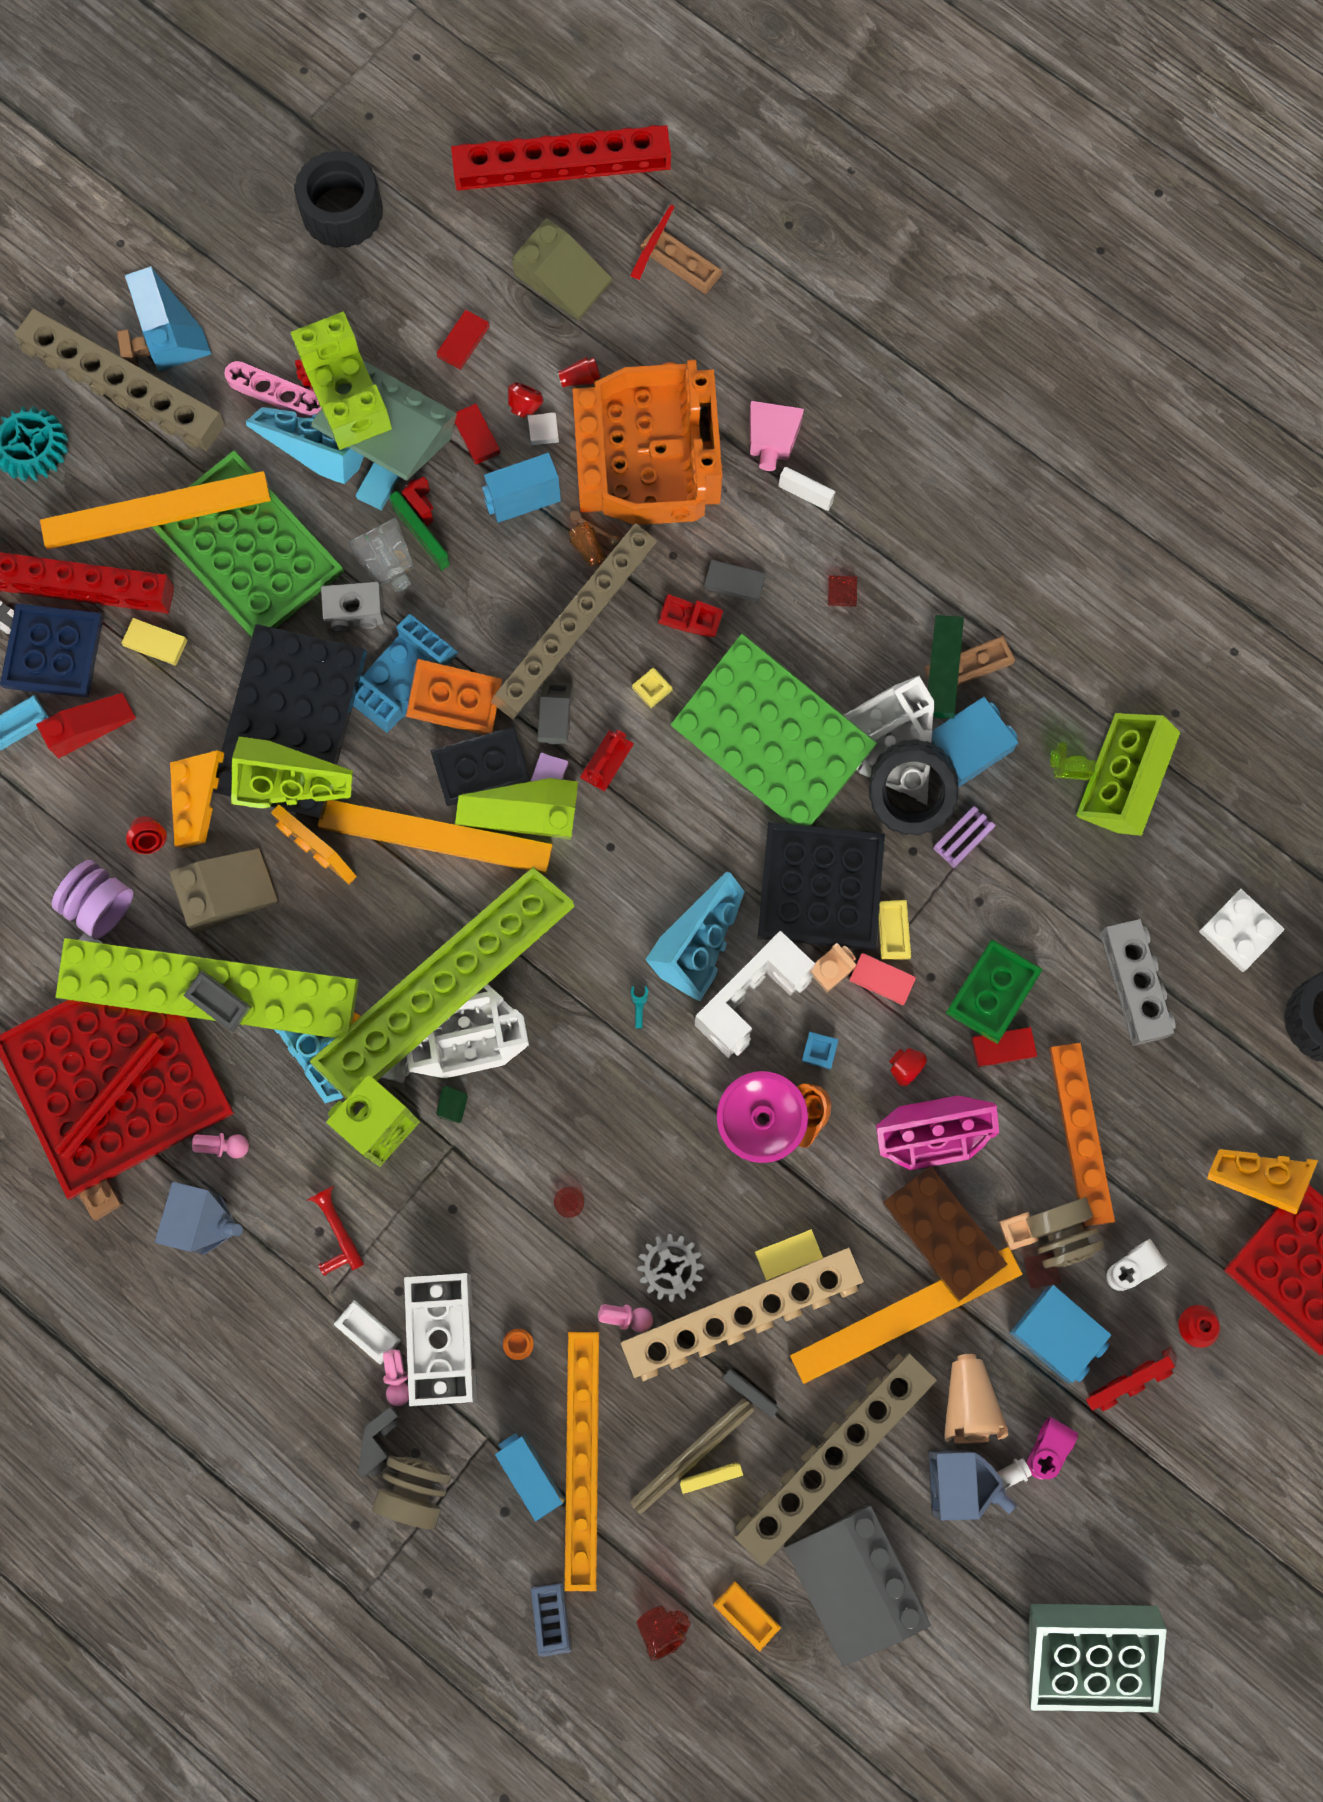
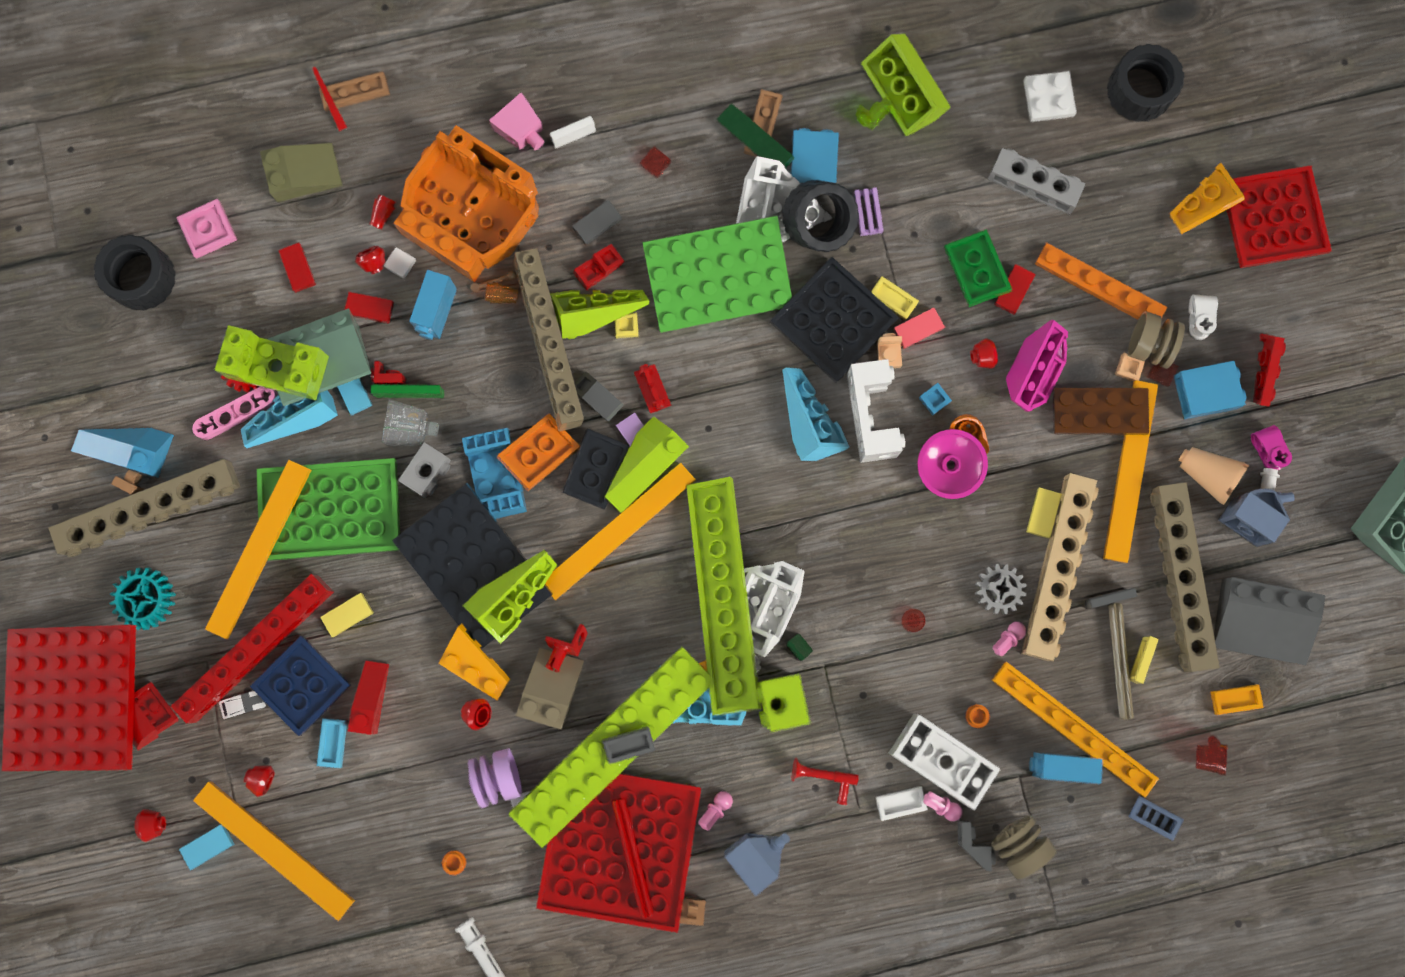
camera: 50 degrees left, 5 degrees up
(272, 869) = (562, 648): none -> red bracket
(309, 841) = (563, 612): light orange wing -> none
(436, 231) = (206, 228): none -> bright pink tile
(554, 168) = (223, 122): red brick -> none
(629, 635) = (584, 313): none -> lime wedge
(639, 1006) = (823, 486): teal hand -> none
(1193, 1331) = (1262, 307): red cone -> none

